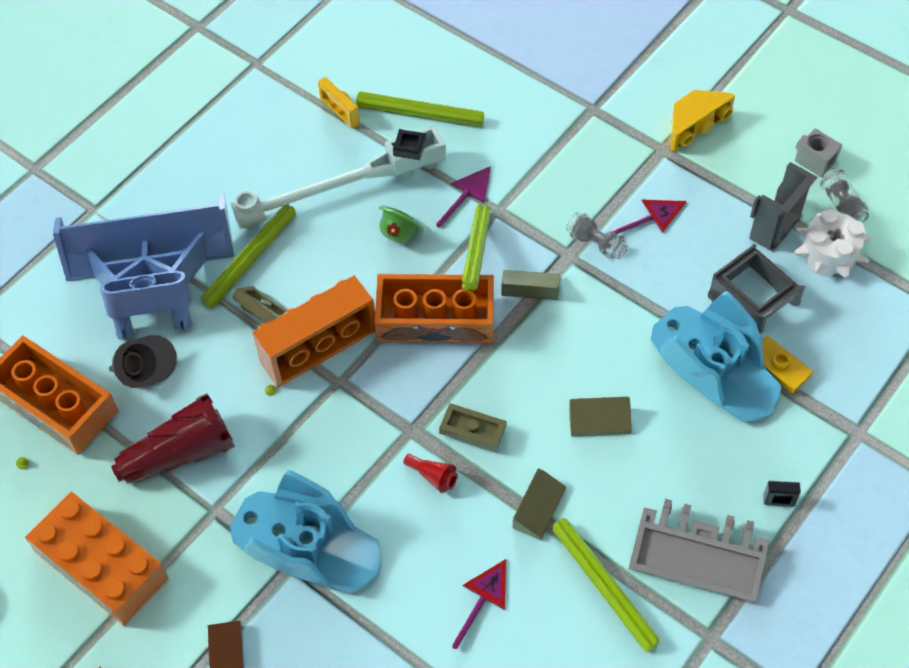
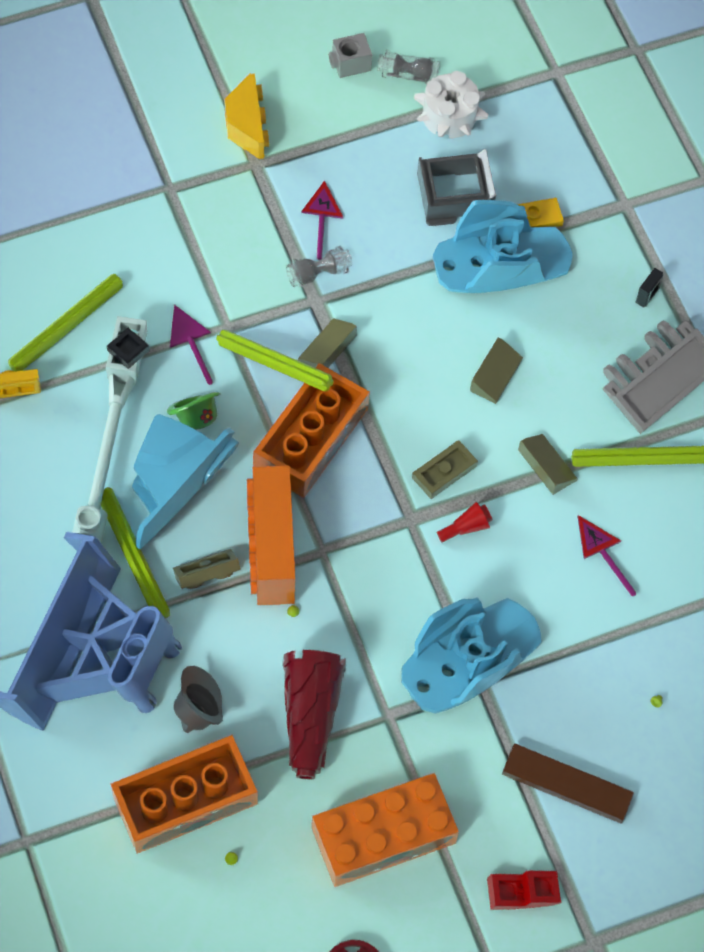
camera: 65 degrees left, 5 degrees up
(319, 231) = (173, 468): none -> medium azure piece
(777, 217) = (398, 129): dark grey piece -> none

